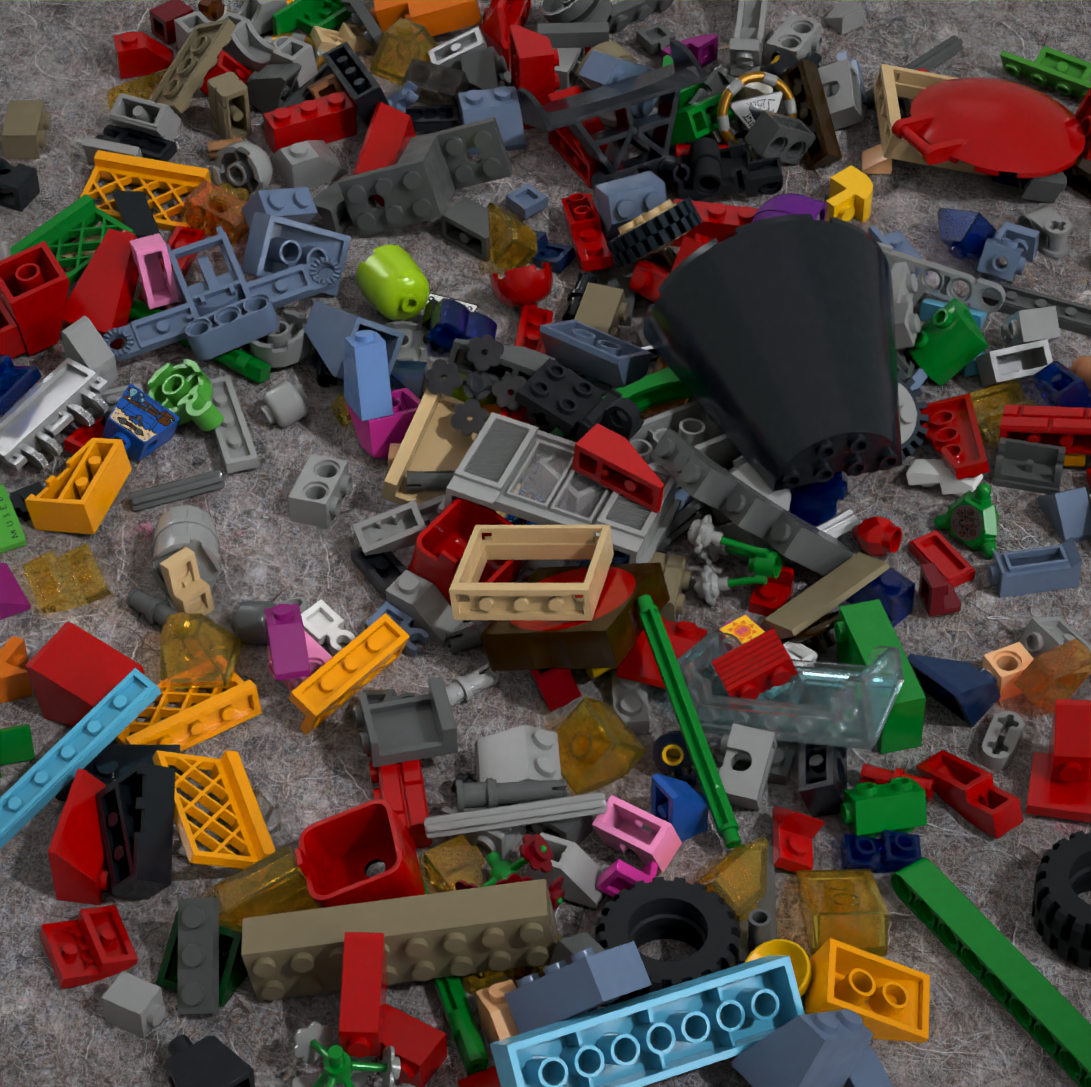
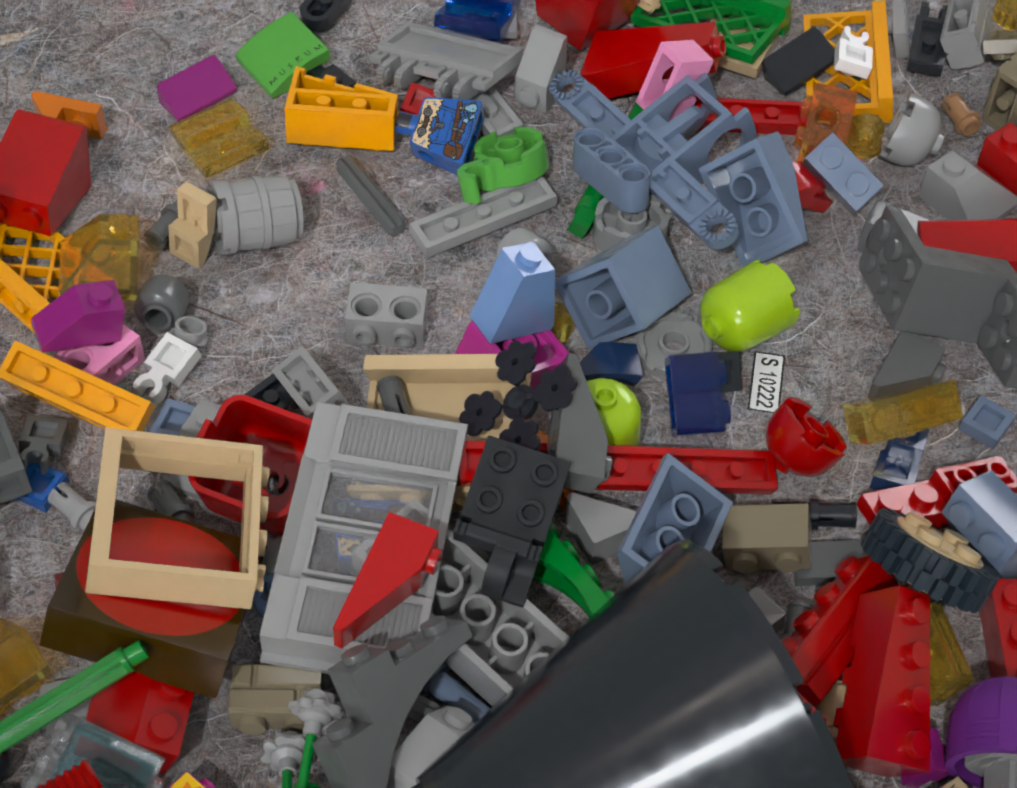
camera: 75 degrees right, 10 degrees up
(151, 181) = (852, 55): none -> white plate

